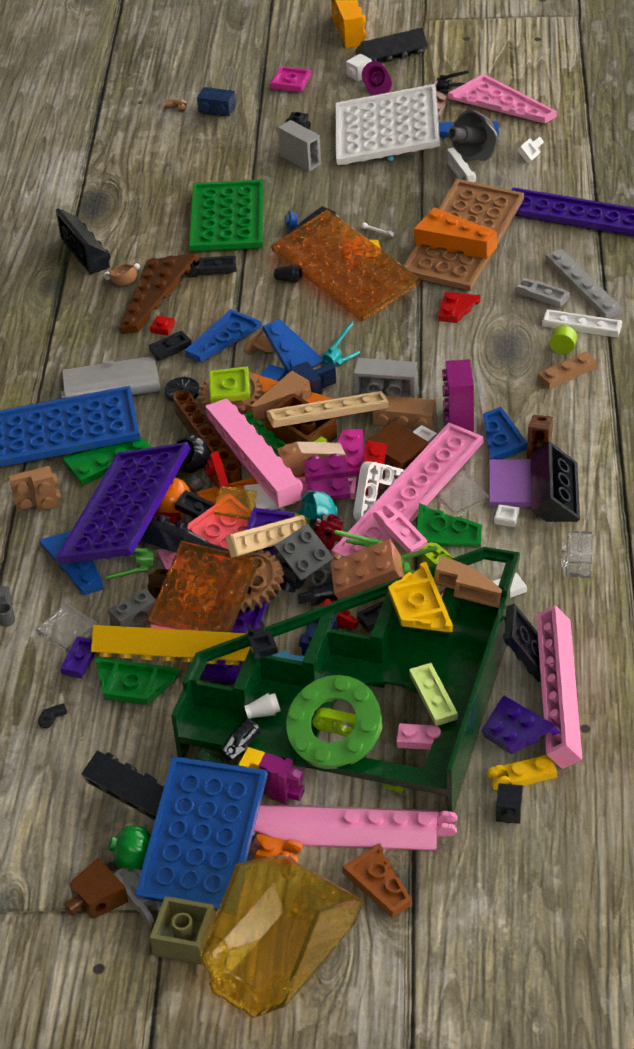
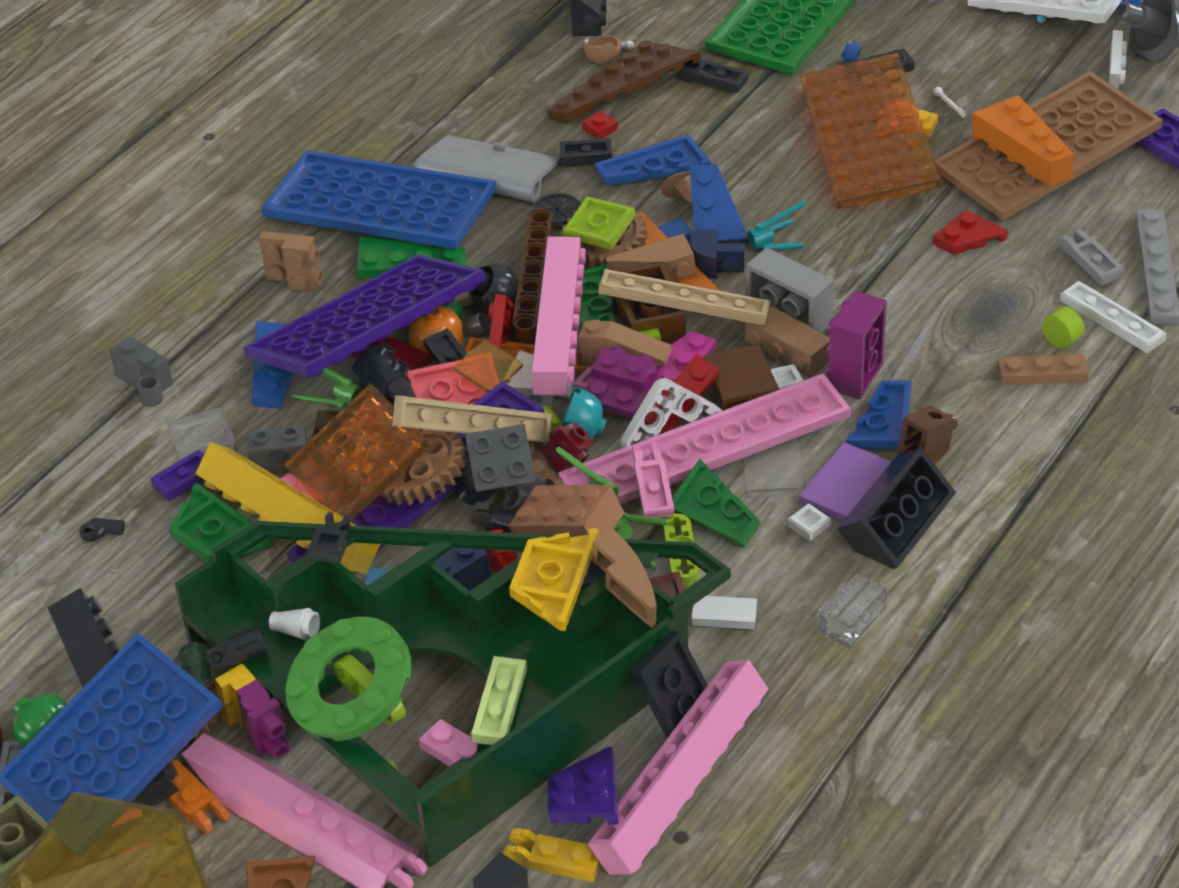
camera: 30 degrees right, 0 degrees up
(289, 273) = (795, 116): black cone -> none

